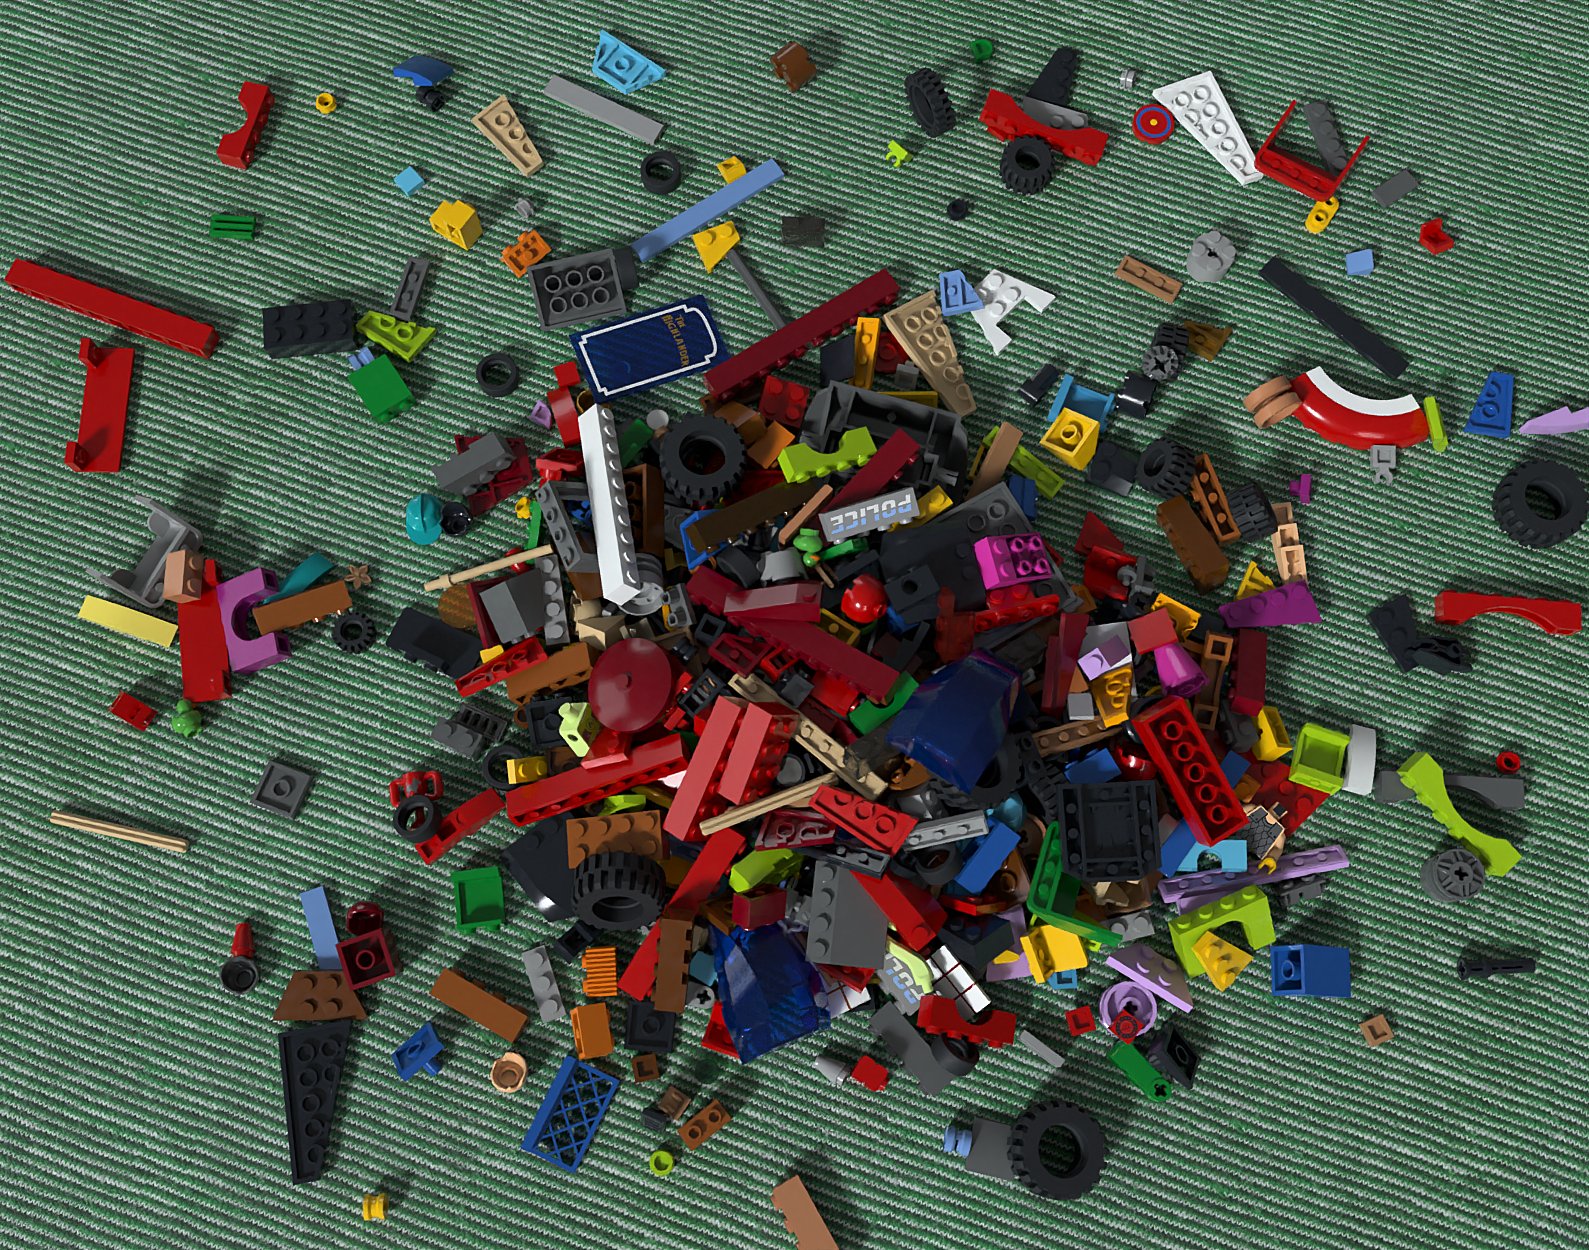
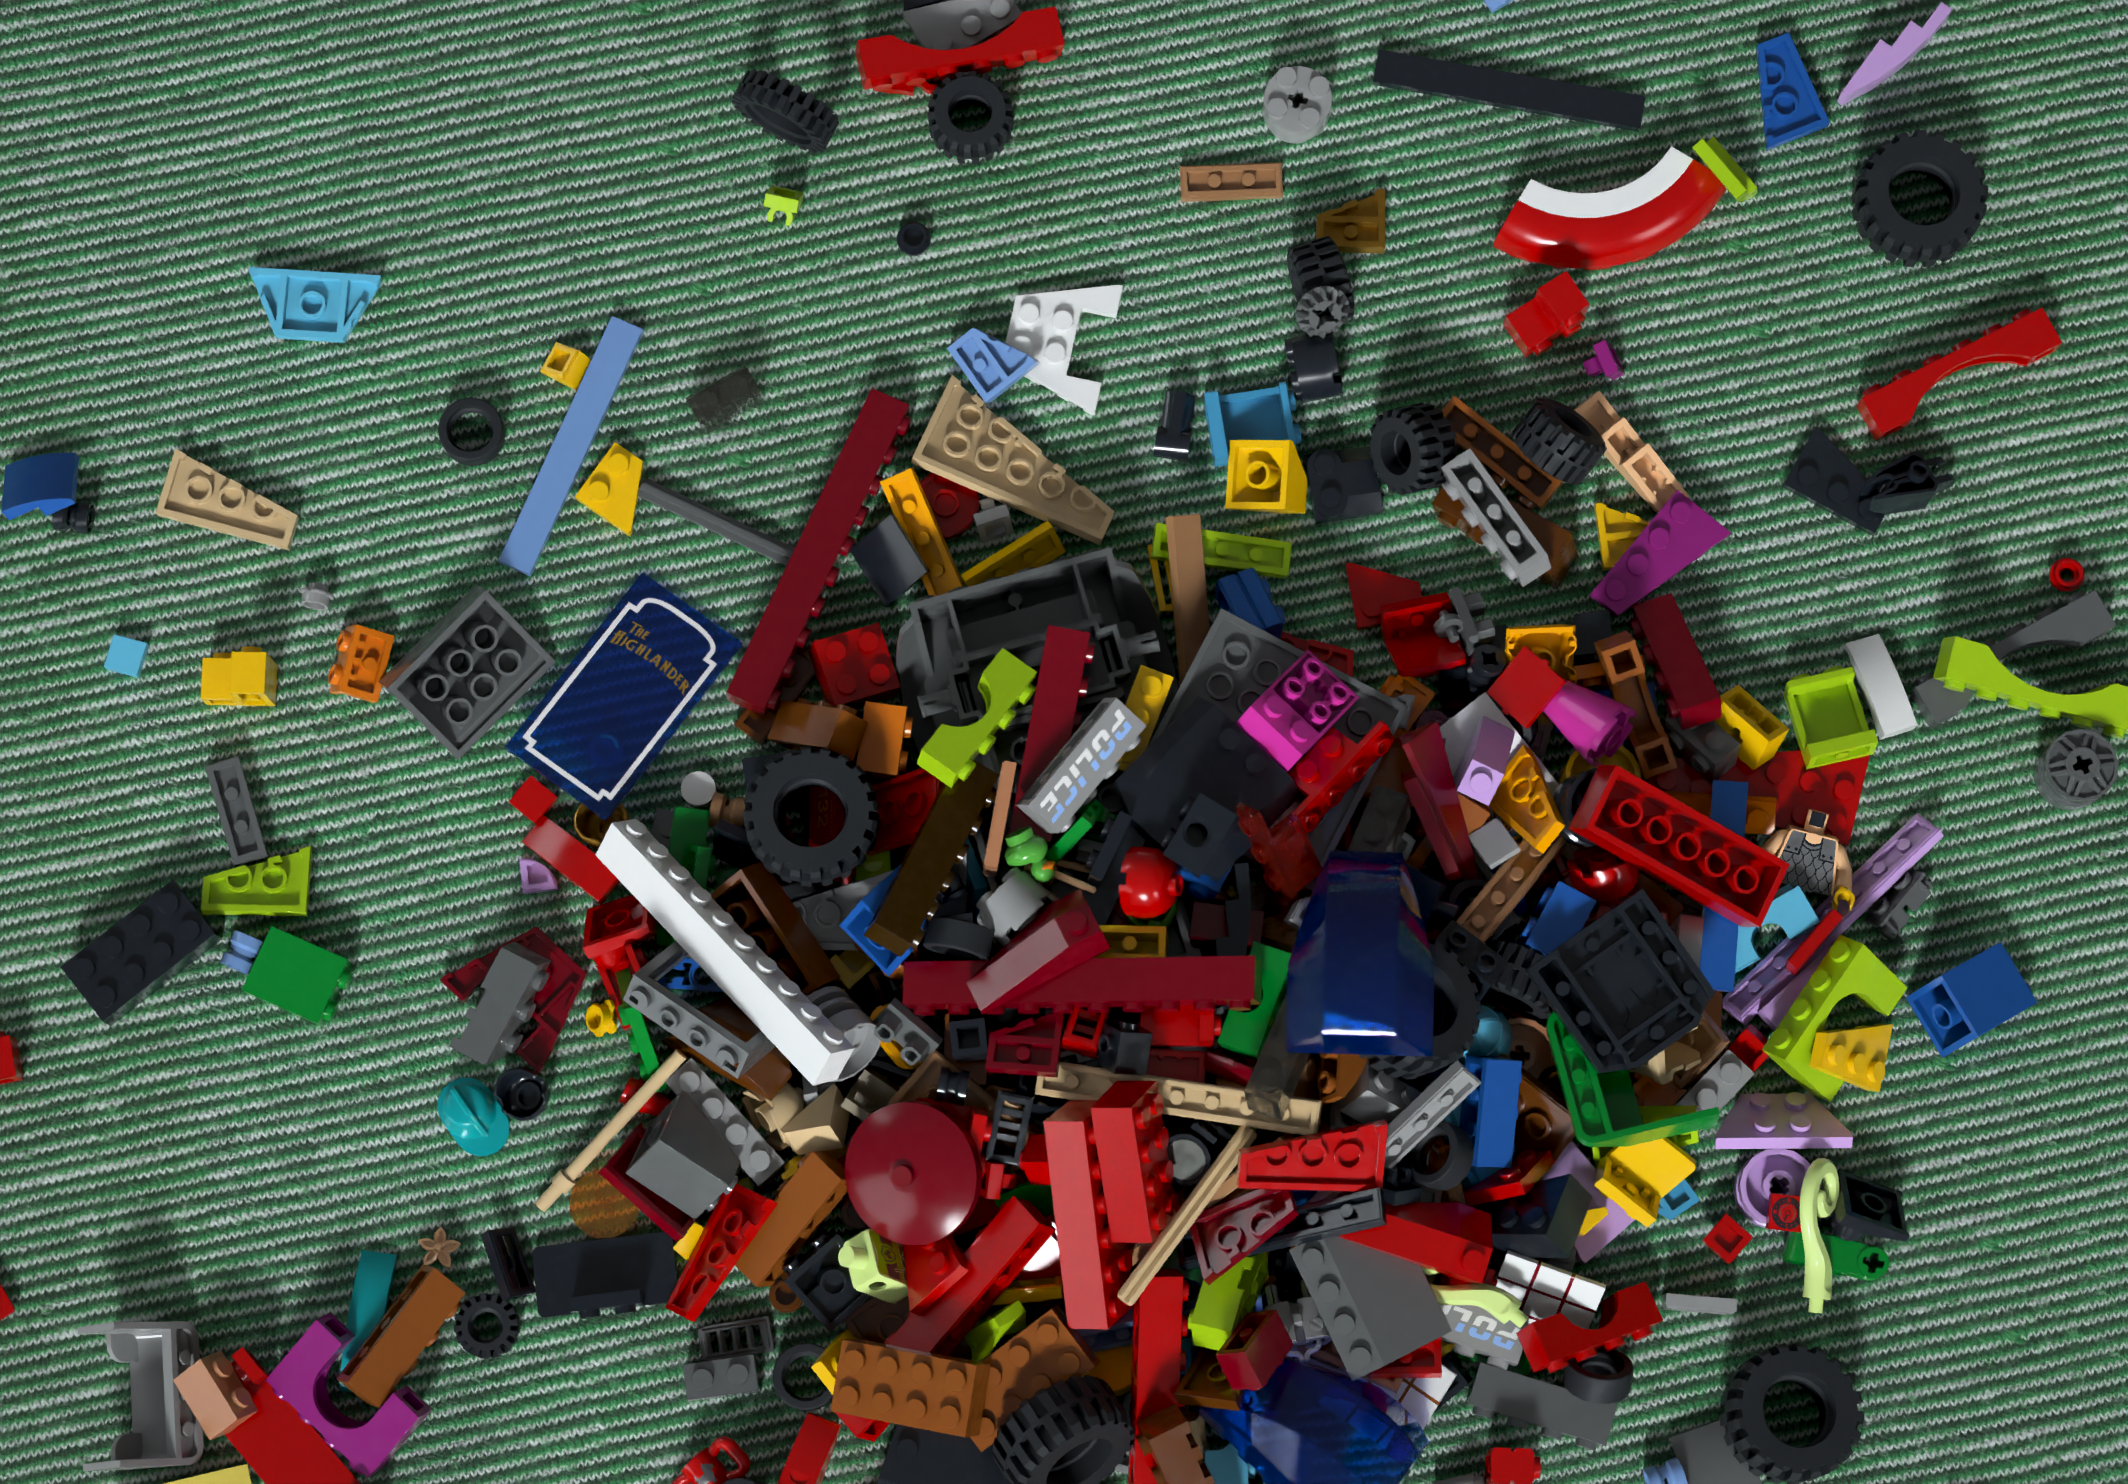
camera: 30 degrees left, 5 degrees up
(384, 603) = (505, 1263): none -> black tile
(493, 360) = (426, 837): black tyre -> none
(551, 805) = (910, 1387): none -> dark orange brick
(603, 109) = (328, 384): light grey tile -> none
(626, 268) = (519, 602): black tyre -> none
(793, 66) = (557, 163): reddish brown brick -> none
(1146, 1032) = (1816, 1204): none -> yellowish green plant
(1160, 917) = (1749, 1047): none -> red tile
(1191, 529) = (1496, 518): none -> light grey brick
(1236, 878) = (1813, 941): none -> red tile
(1272, 402) = (1498, 268): nougat wheel -> none
(1285, 445) = (1553, 312): none -> red brick
(1376, 1030) = (2091, 1022): medium nougat tile -> none
(1382, 458) = (1685, 255): light grey plate -> none

